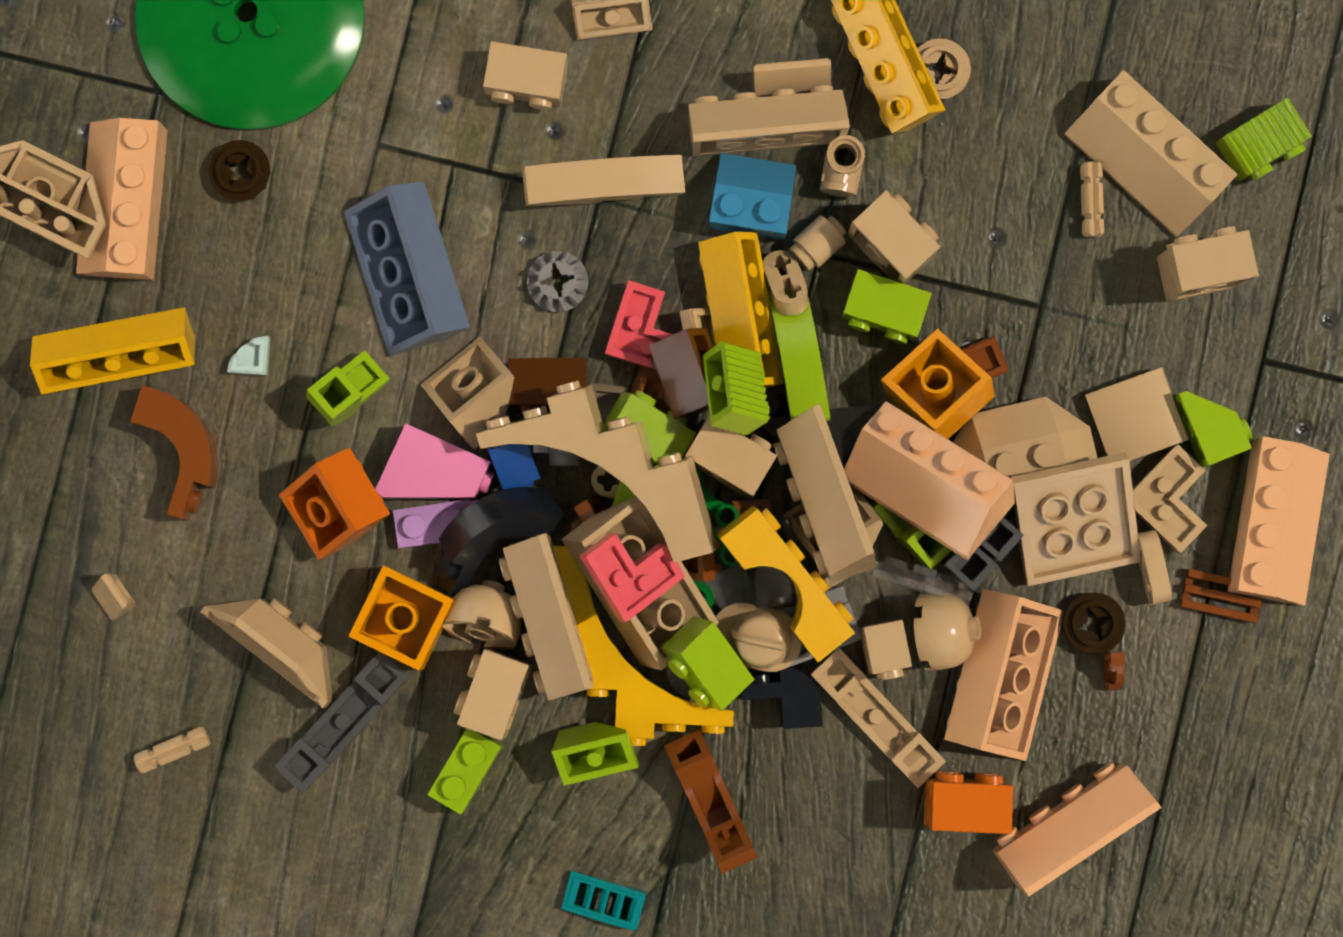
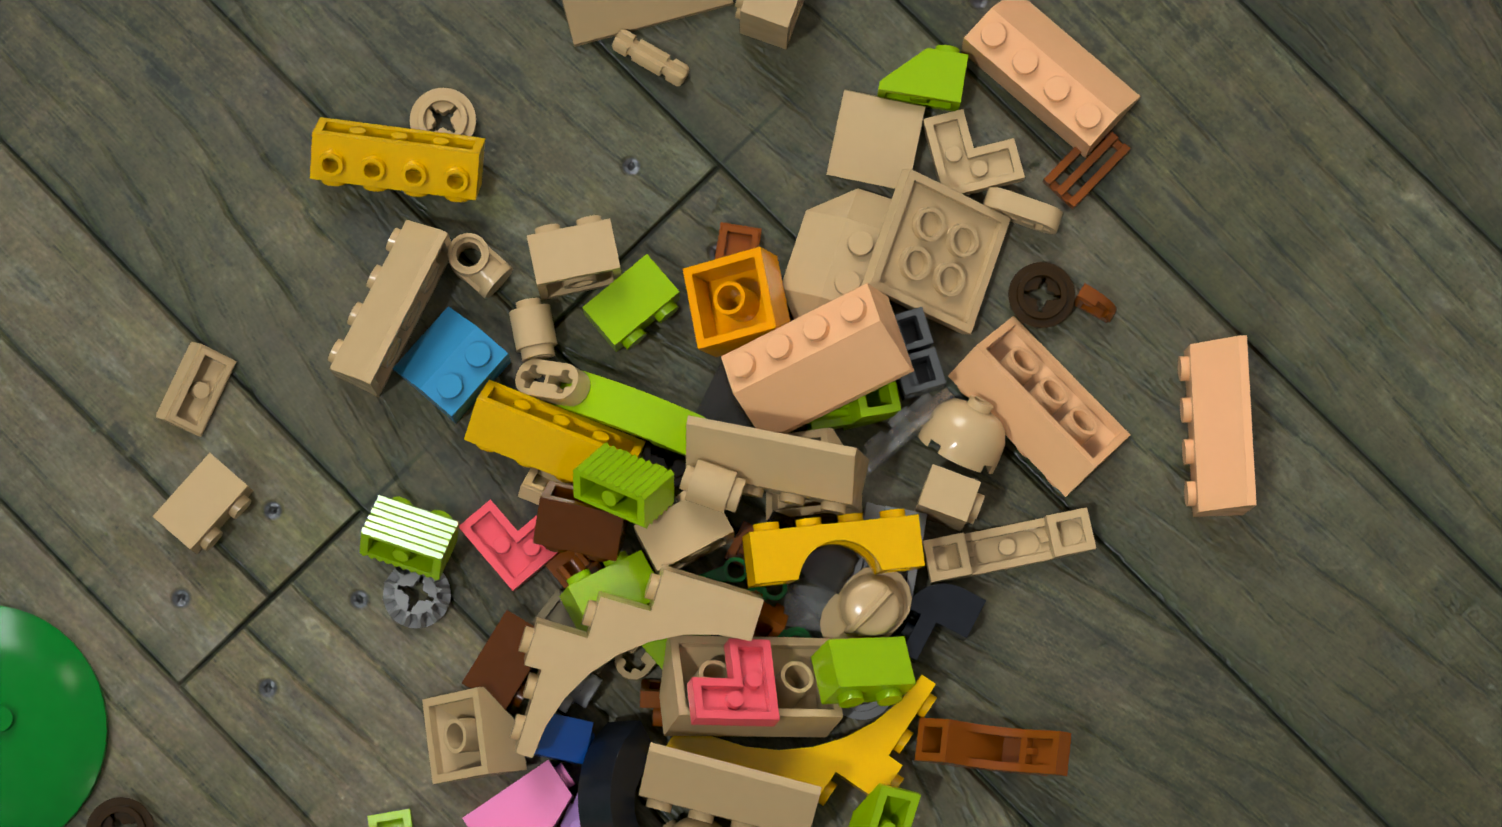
camera: 60 degrees left, 5 degrees down
(406, 267) = (314, 728): sand blue slope -> none
(597, 247) = (409, 536): none -> lime brick
(603, 180) = (349, 492): tan slope -> none
(776, 458) = (712, 486): none -> tan brick
(791, 75) = (364, 255): tan slope -> none
(968, 804) = (1139, 511): orange brick -> none

